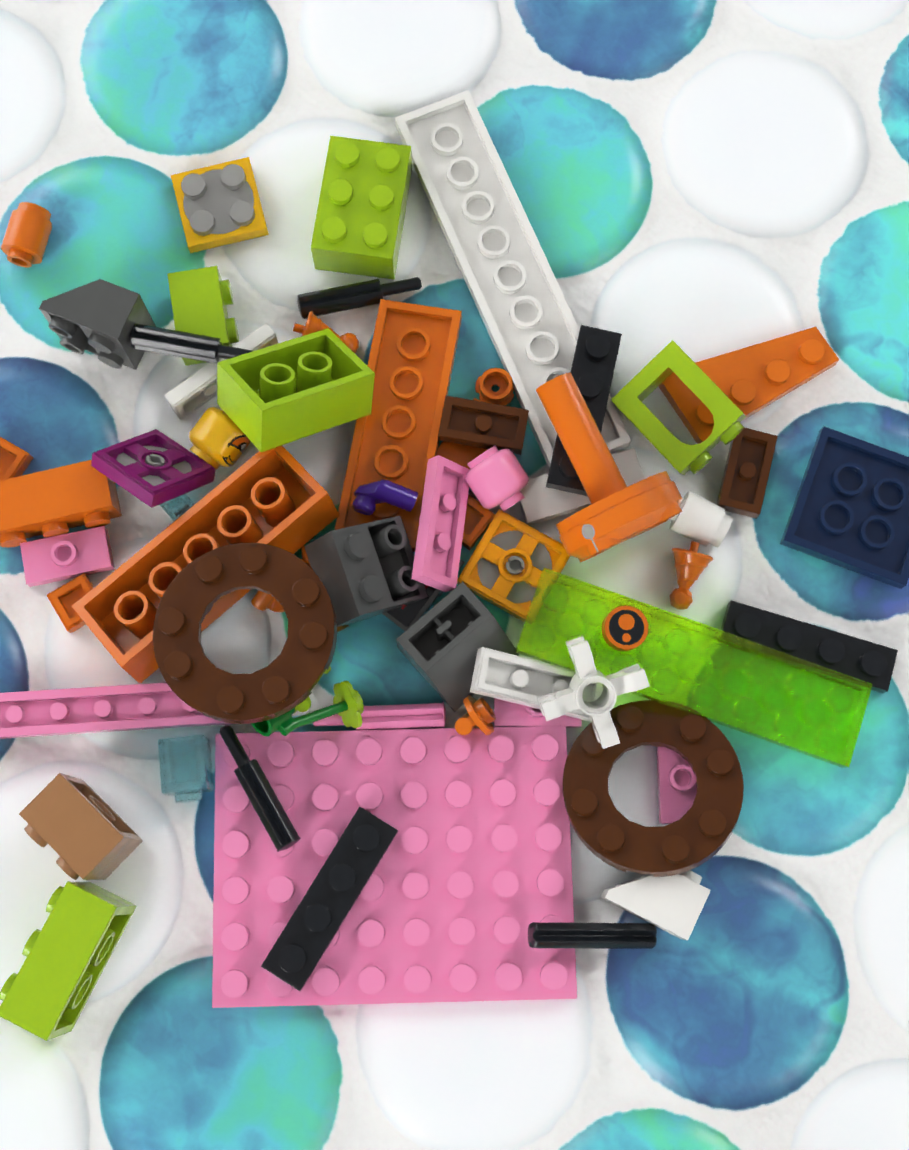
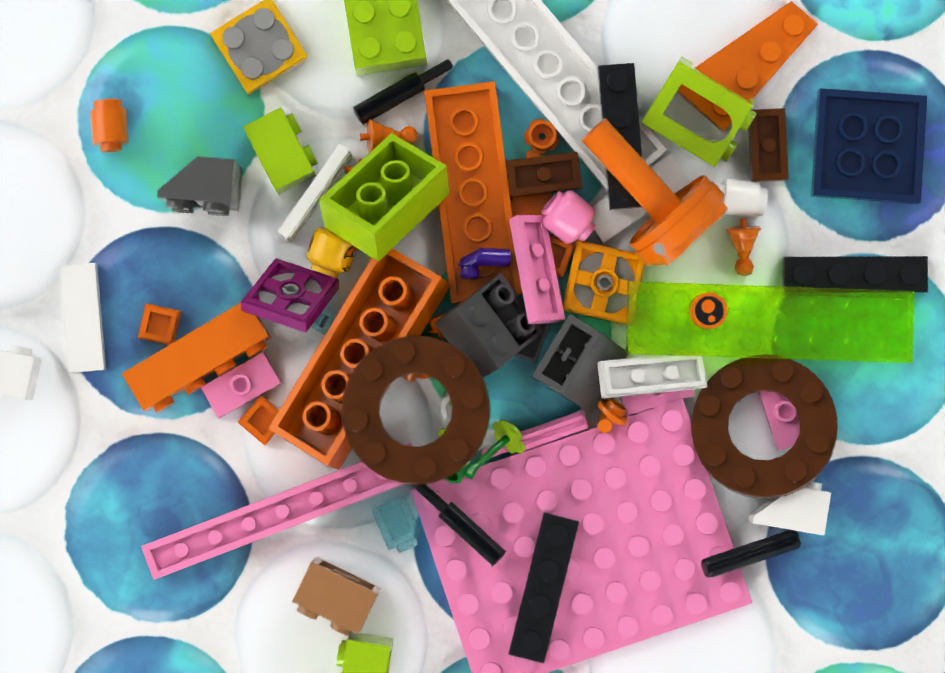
camera: 15 degrees left, 10 degrees up
(181, 344) = (282, 185): black axle -> none
(624, 681) = (677, 385): white pin -> none

